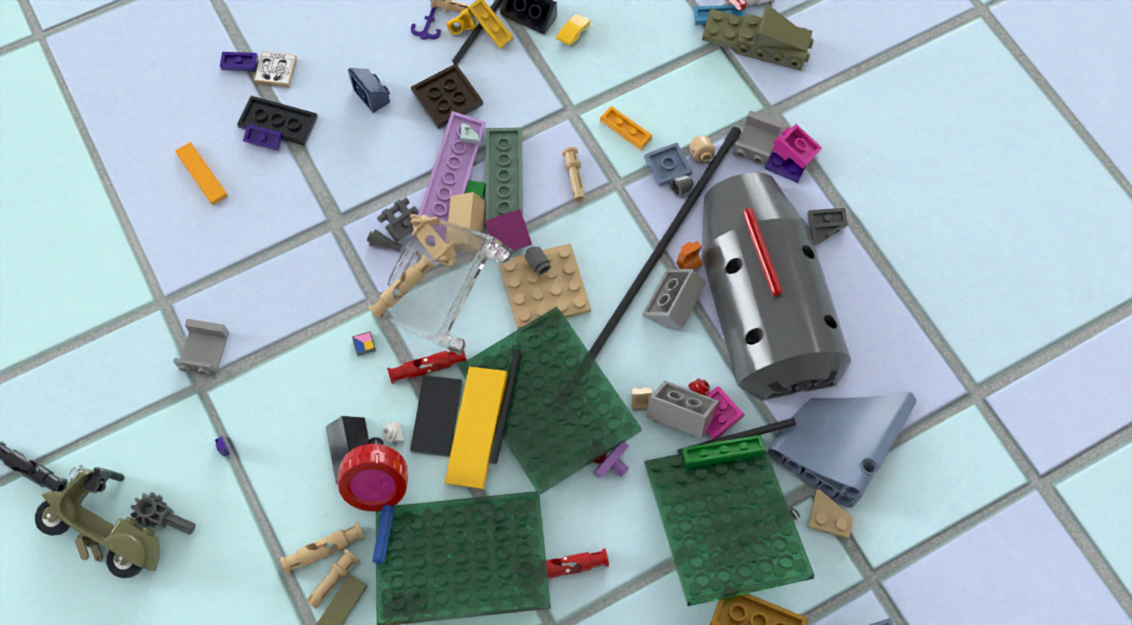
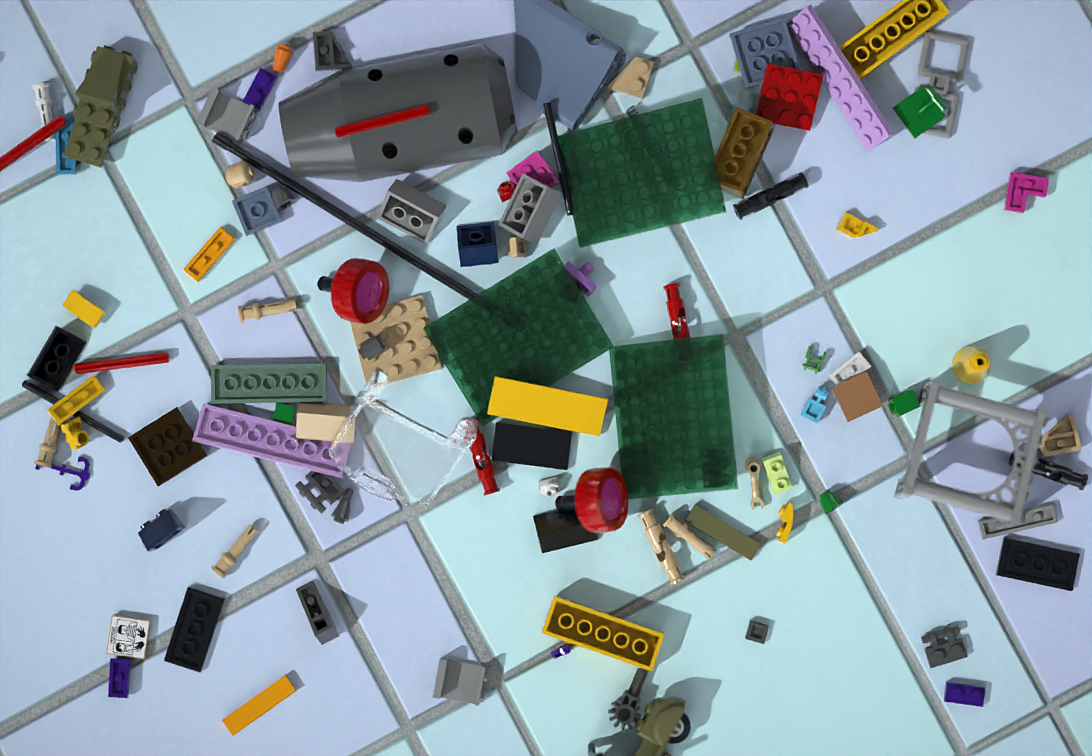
camera: 85 degrees left, 20 degrees up
(234, 485) = (603, 633): none -> yellow brick
(262, 137) = (218, 642): dark purple plate -> none
(280, 219) = (317, 613): none -> dark grey slope
(340, 146) = (229, 558): none -> tan pin
(363, 343) = (456, 521): tile -> none
(383, 535) = (653, 488): blue axle -> none
(409, 279) = (390, 474): tan piece -> none
(441, 252) = (344, 462): tan piece -> none
(468, 135) = (221, 421): light aqua tile -> none
(505, 407) = (527, 378): black piece -> none
(510, 230) = (338, 377): magenta tile -> none
(524, 60) = (120, 363): none -> red axle
(592, 244) = (358, 290): none -> red wheel
(643, 359) = (477, 244): none -> dark blue slope
(689, 256) = (370, 194): orange plate -> none
(723, 451) = (574, 171): green tile -> none
(796, 145) = (240, 75): dark pink plate -> none
(817, 183) = (282, 57): none -> orange cone

